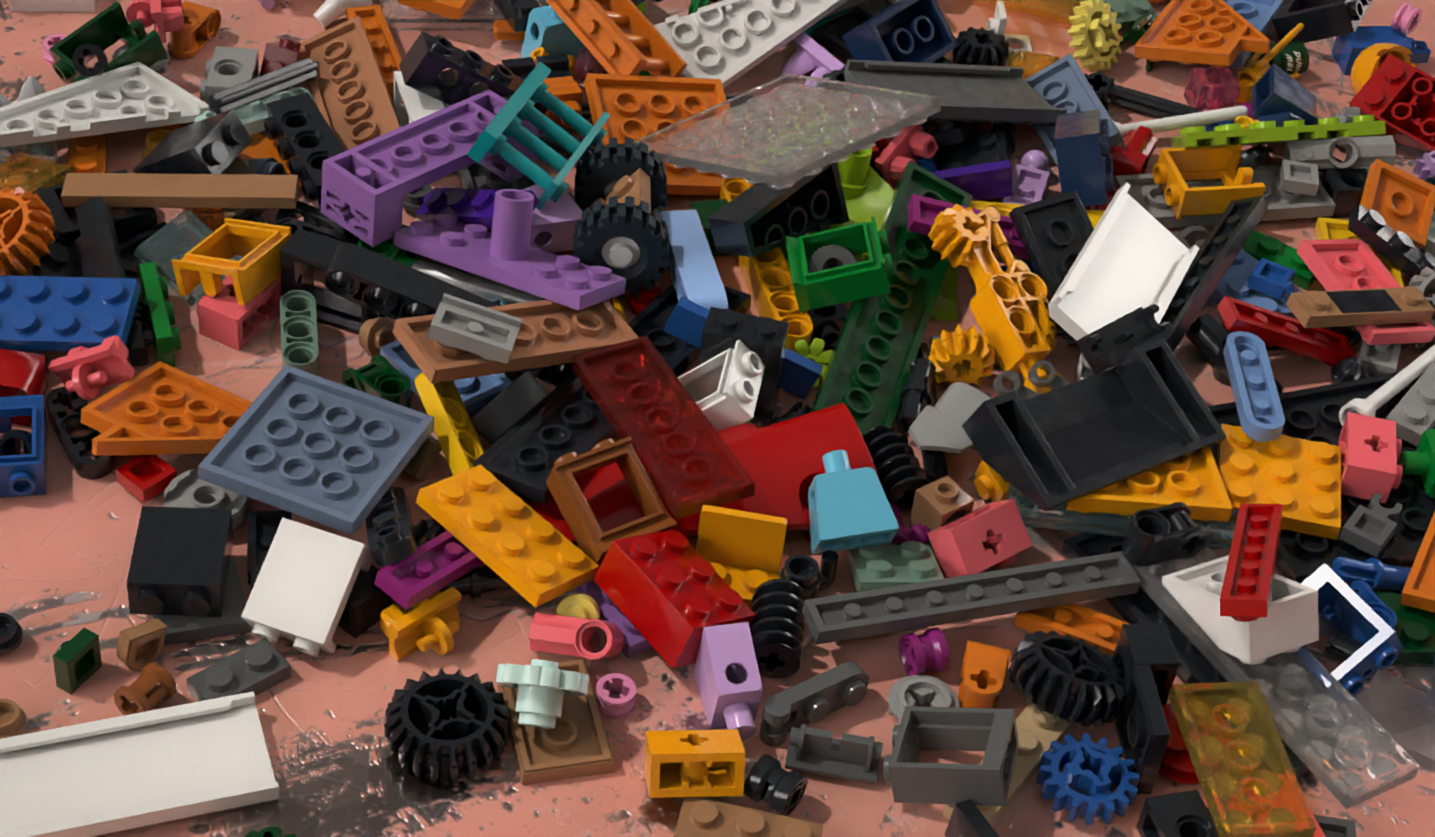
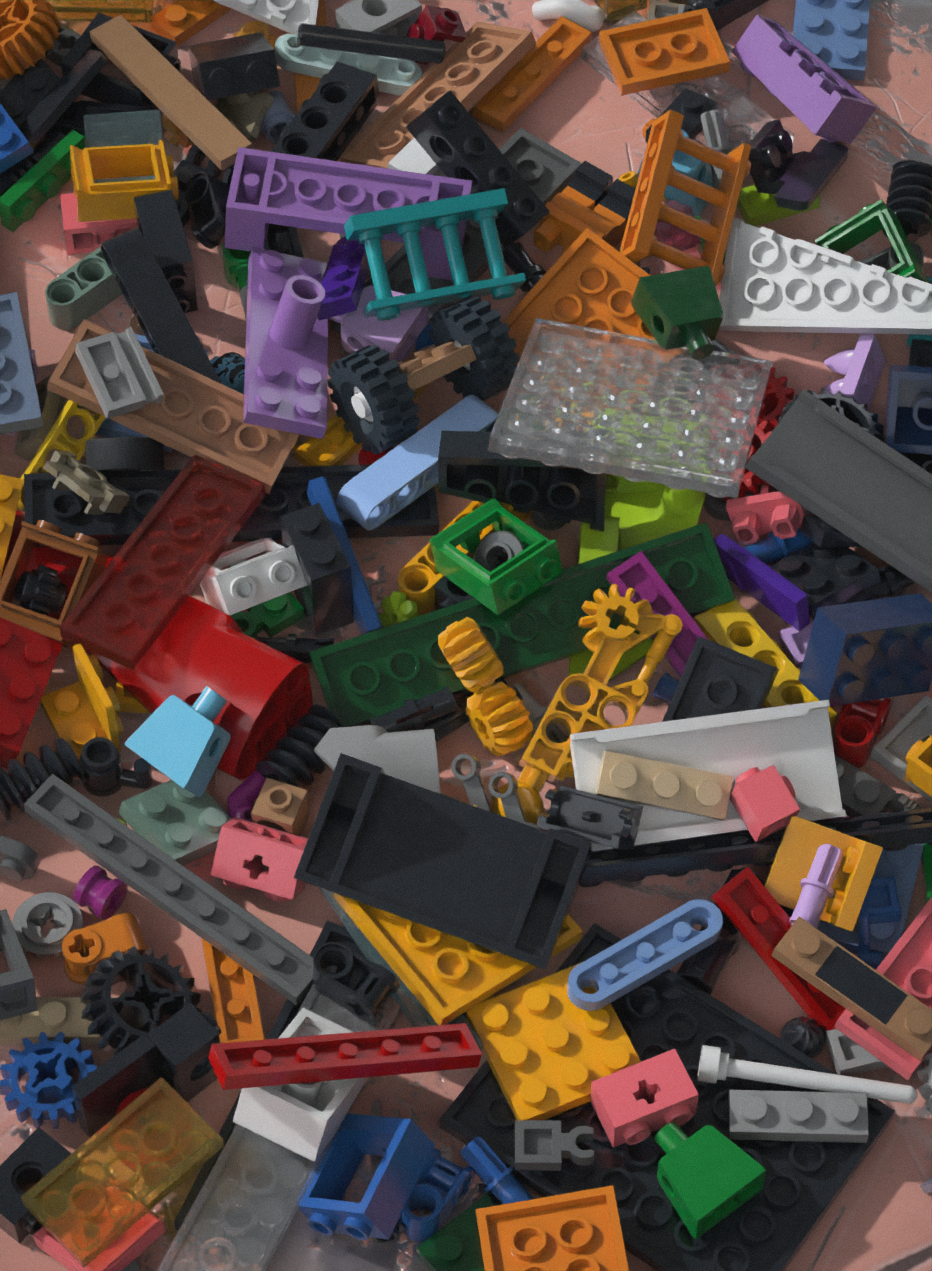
camera: 60 degrees right, 15 degrees up
(540, 419) = (86, 483): none -> dark tan piece
(610, 508) = (40, 590): none -> black gear
(715, 73) = (680, 309): none -> dark green torso
(914, 322) = (470, 654): none -> light orange gear
(1120, 295) = (664, 785): none -> tan plate
(1175, 261) = (764, 801): none -> coral brick
(1257, 268) = (796, 858): none -> light orange bracket
(1264, 278) = (818, 885): none -> lavender axle

